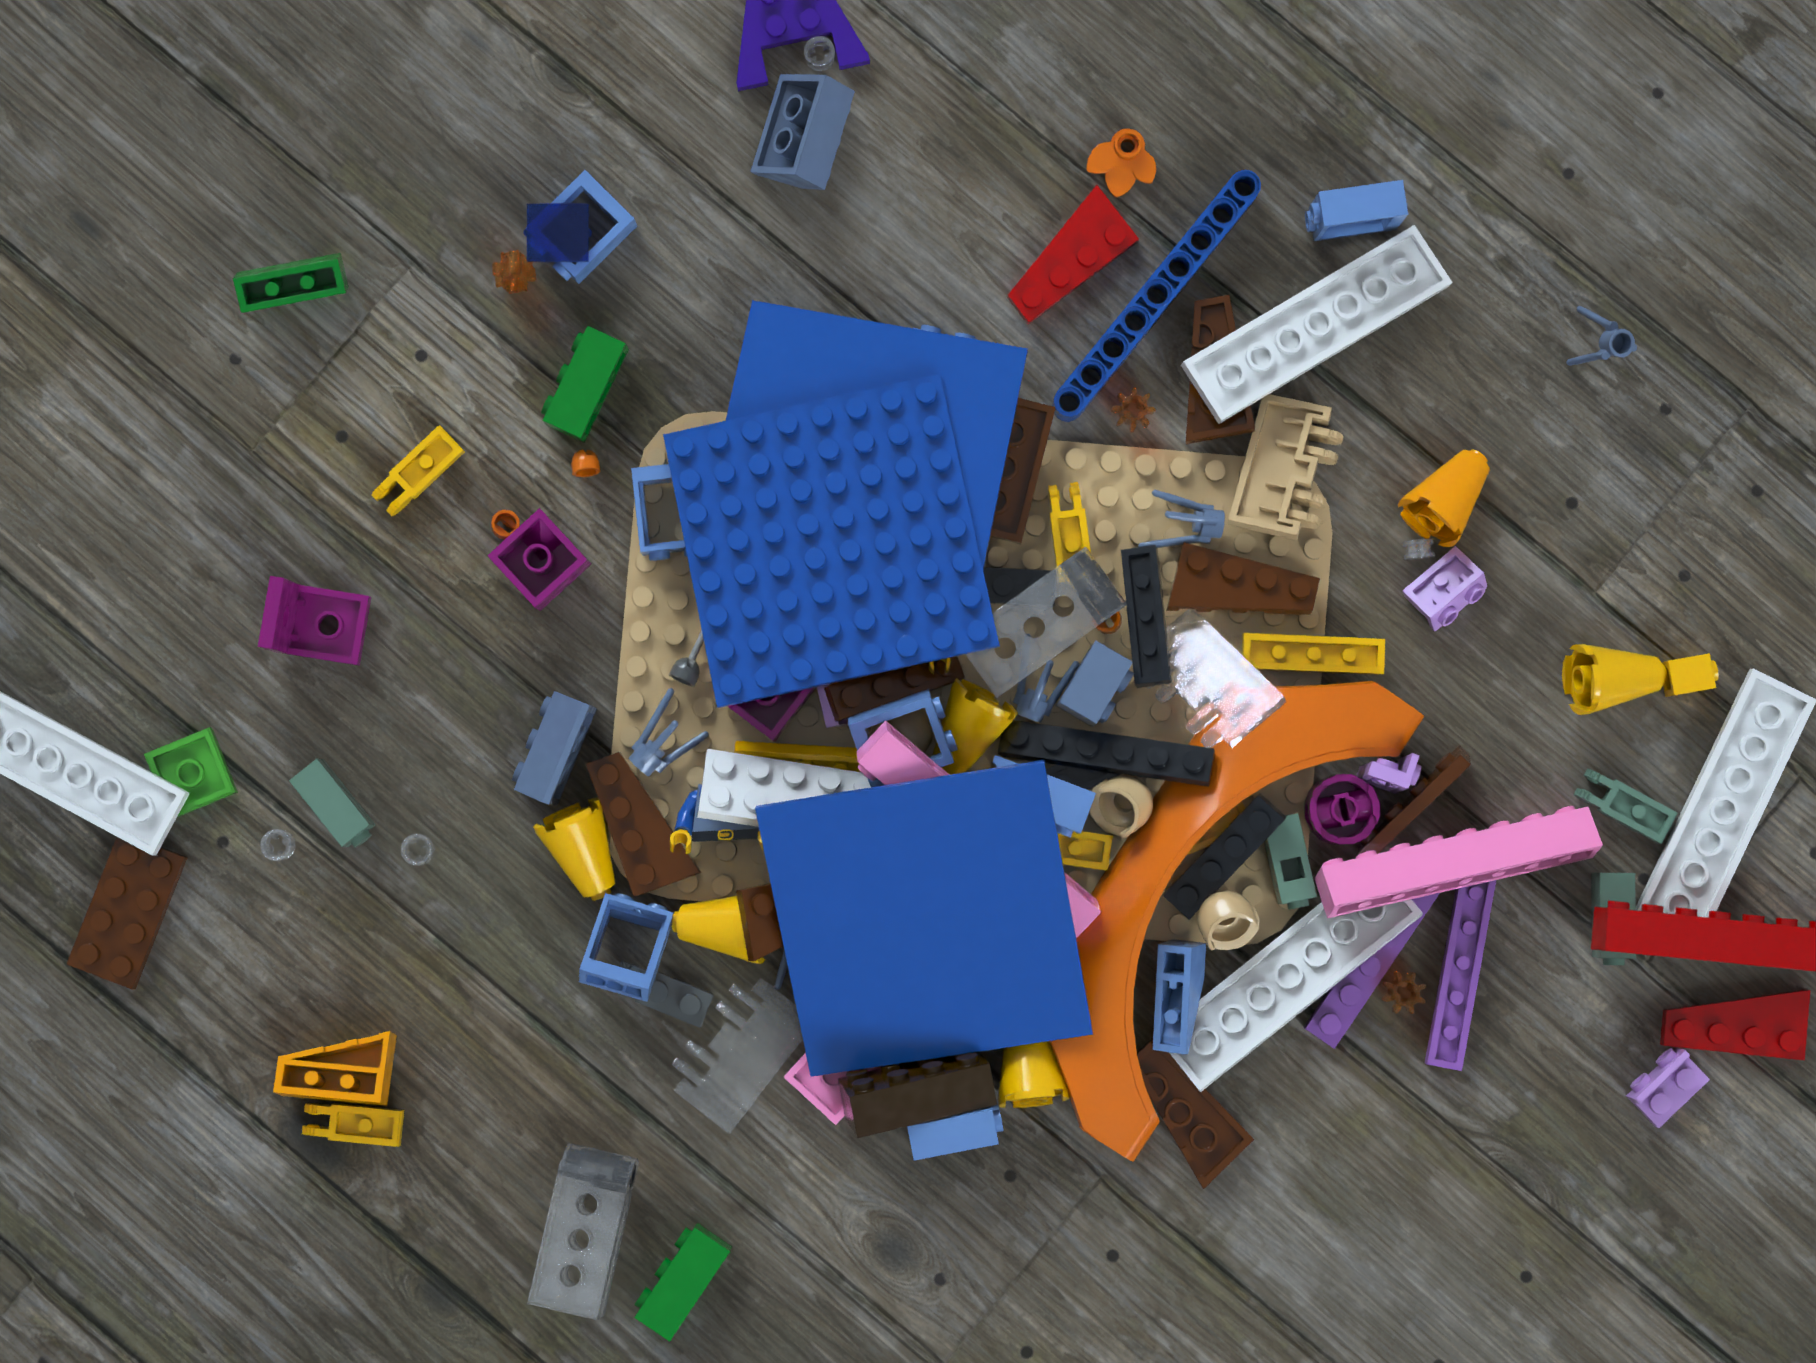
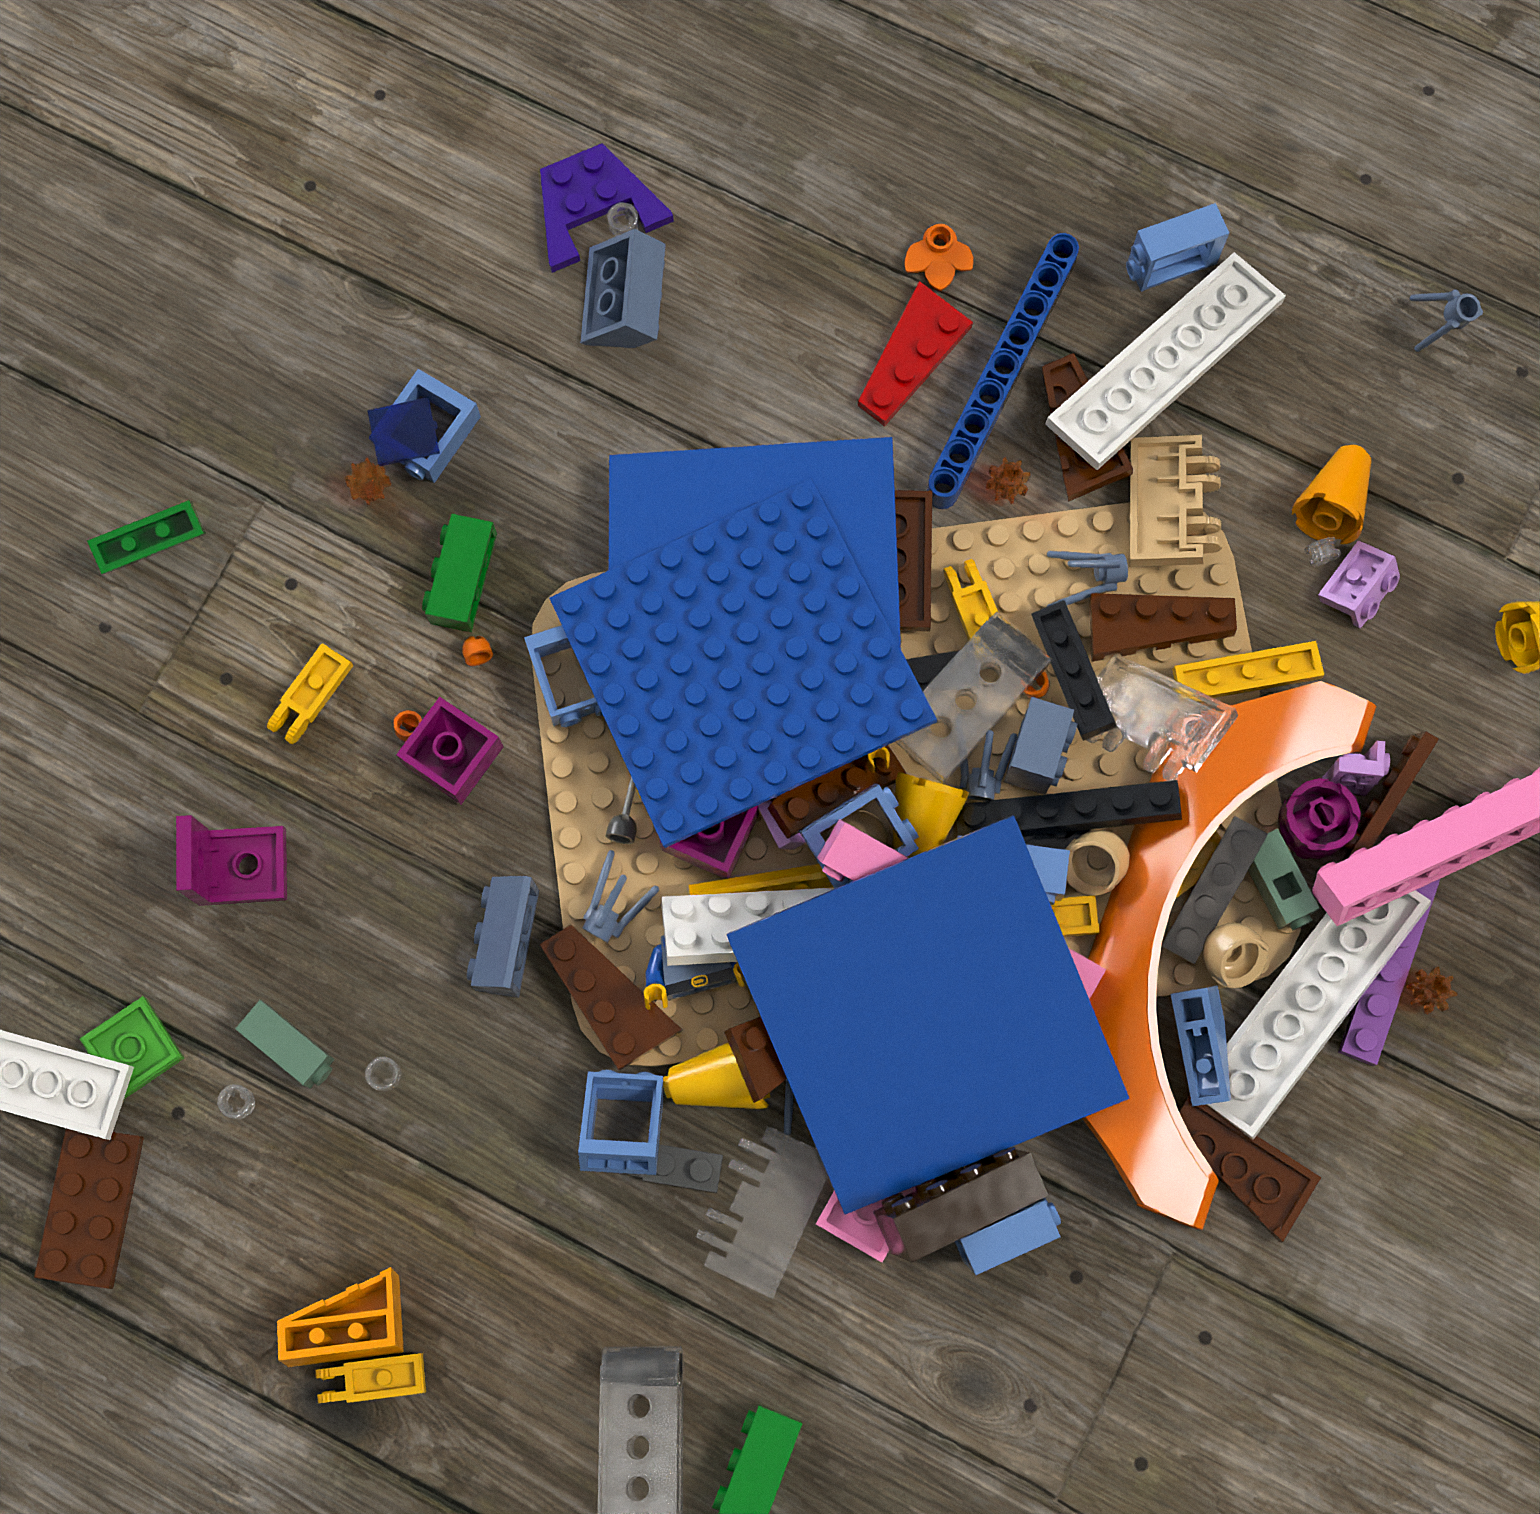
camera: 10 degrees left, 10 degrees down
(580, 847) = (552, 1031): yellow cone -> none
(1030, 1076) = (1074, 1162): yellow cone -> none
(1459, 976) = (1483, 961): medium lavender plate -> none

